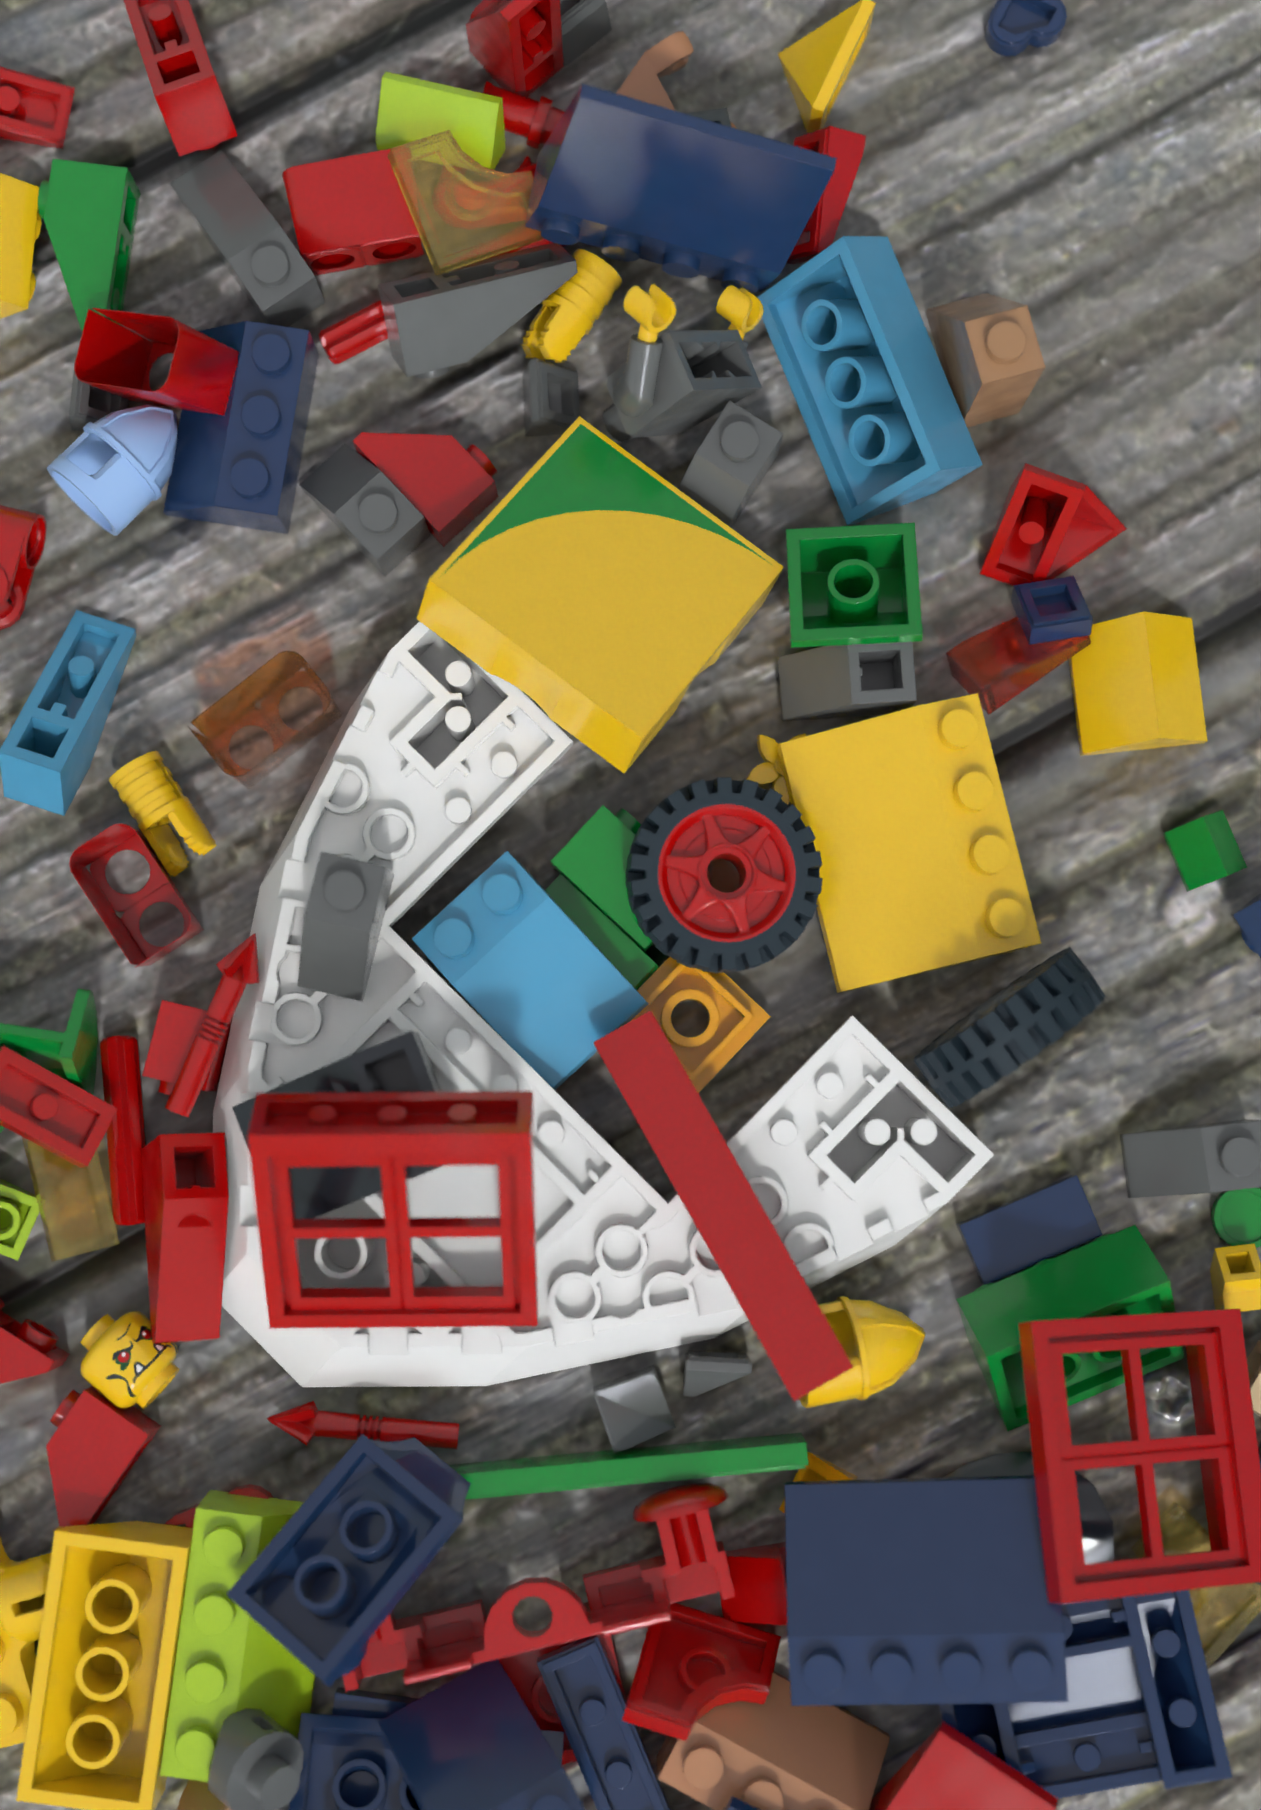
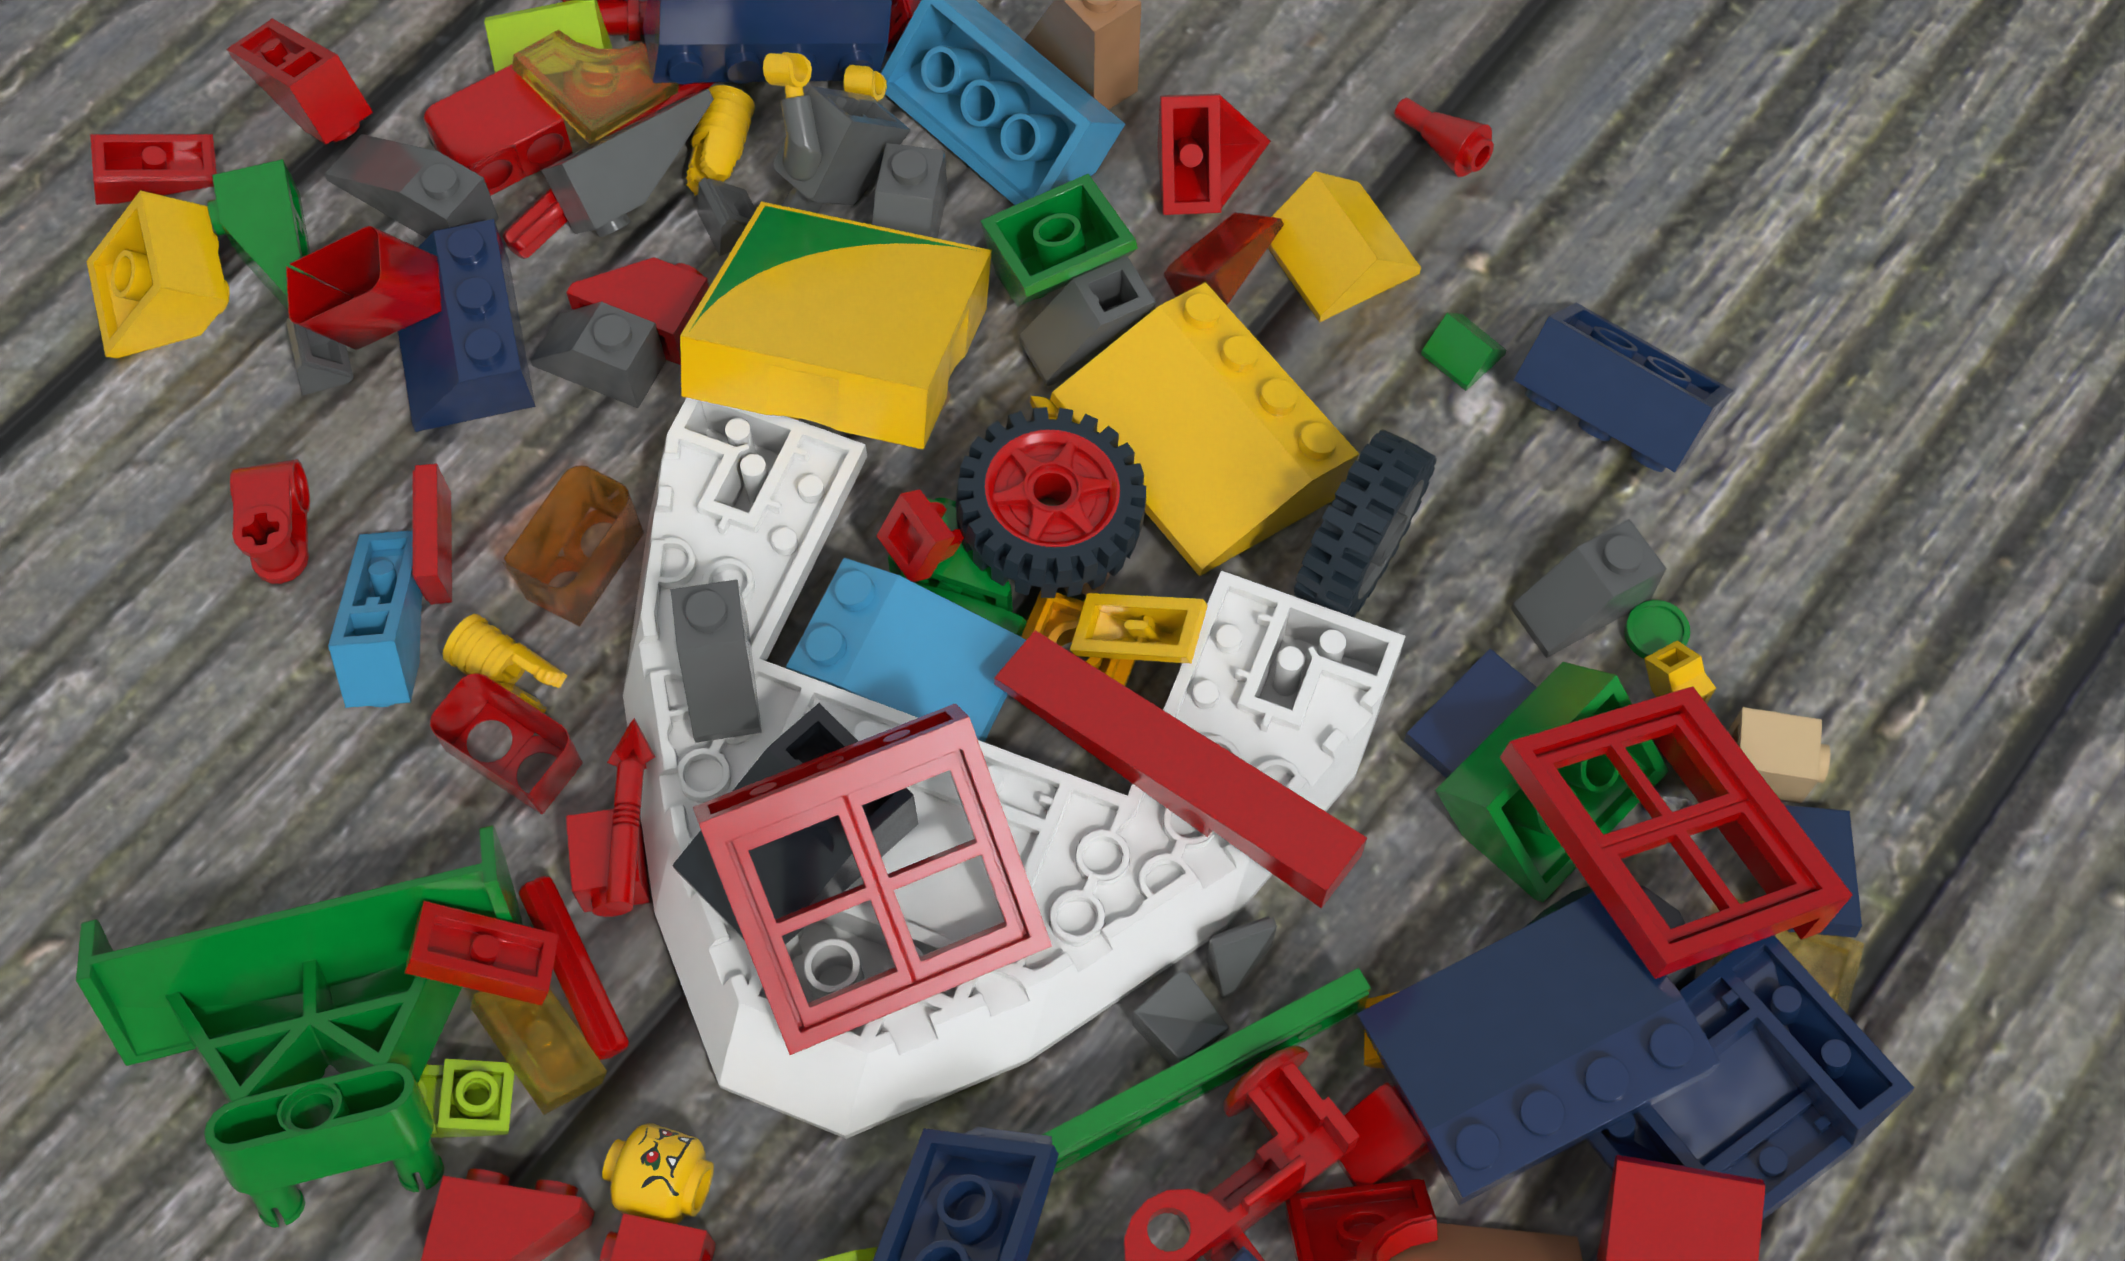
camera: 20 degrees left, 20 degrees down
(119, 464) = (355, 395): light blue helmet -> none
(141, 645) = (432, 534): none -> red tile
(185, 1234) = (669, 1021): red slope -> none
(307, 1421) = (863, 1170): red piece -> none
(582, 861) = (918, 535): none -> red tile
(750, 1043) = (1139, 627): none -> yellow slope
(878, 1344) = (1372, 886): yellow helmet -> none
(1051, 610) = (1237, 211): dark blue tile -> none

